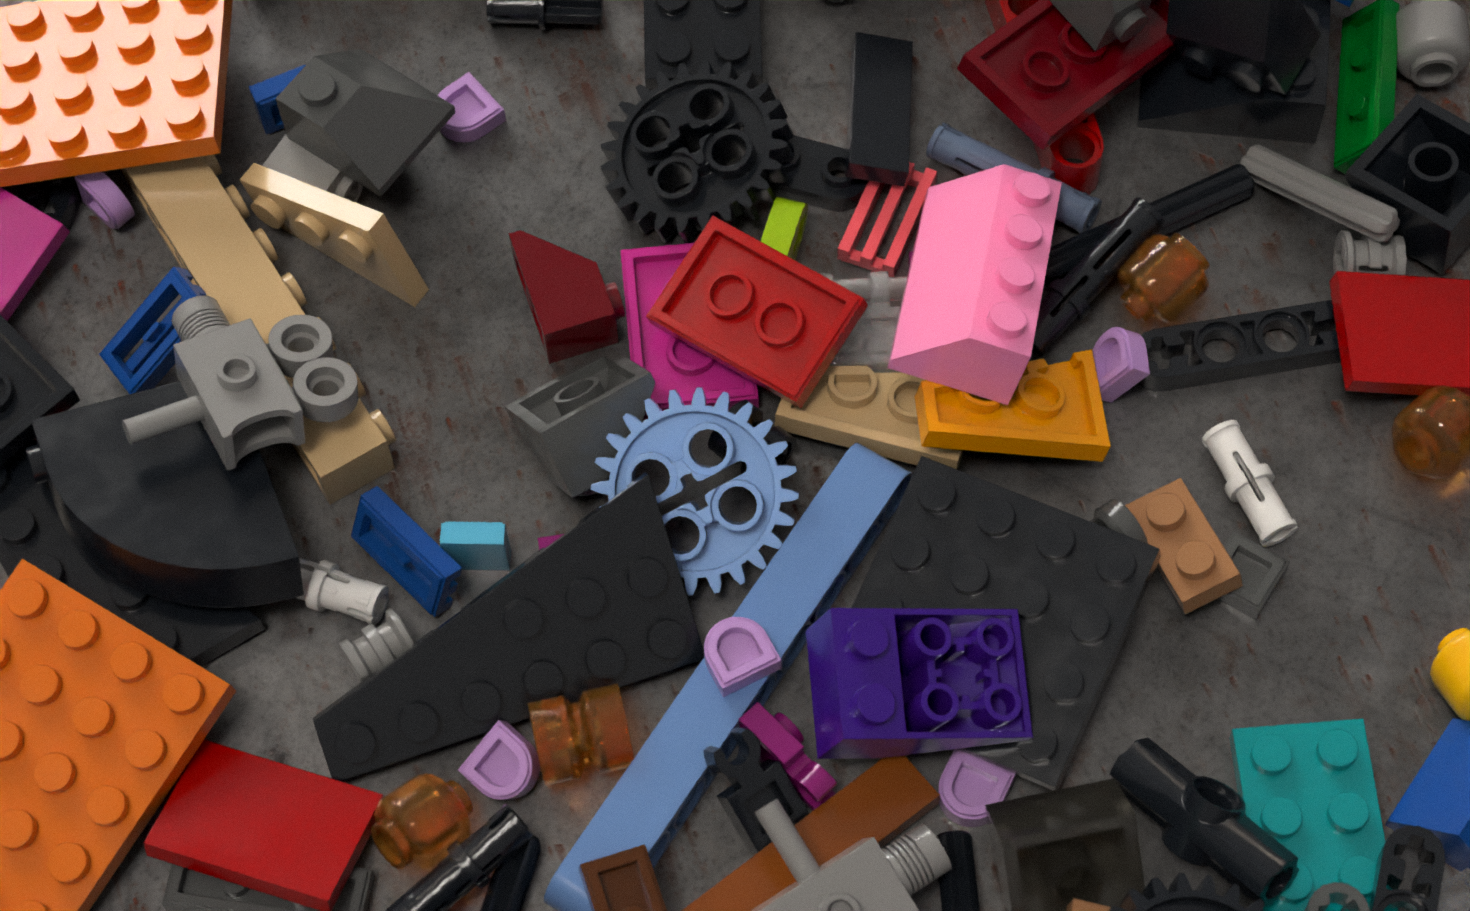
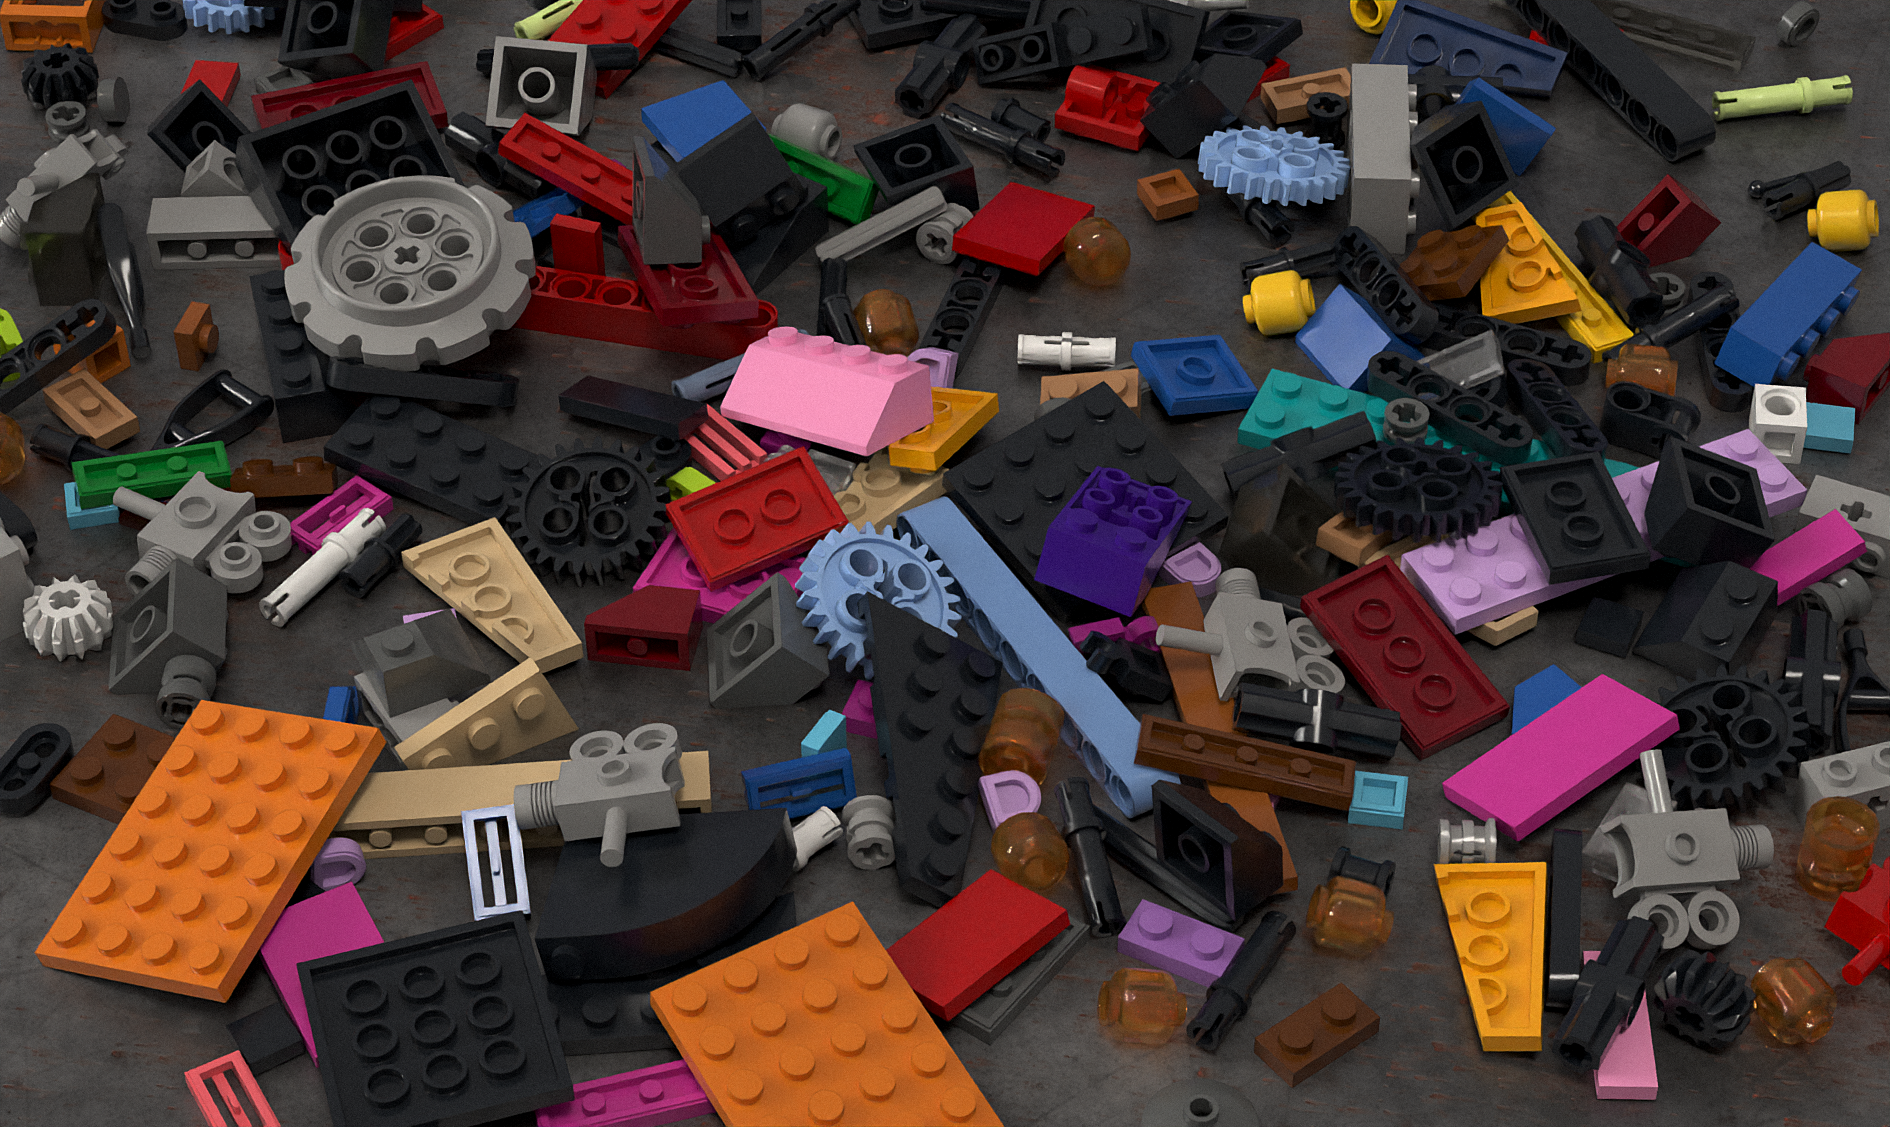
camera: 65 degrees left, 20 degrees down
(543, 136) = (497, 592): none -> tan wing
(739, 654) = (1026, 621): lavender tile -> none
(1297, 638) = (1194, 374): none -> blue tile

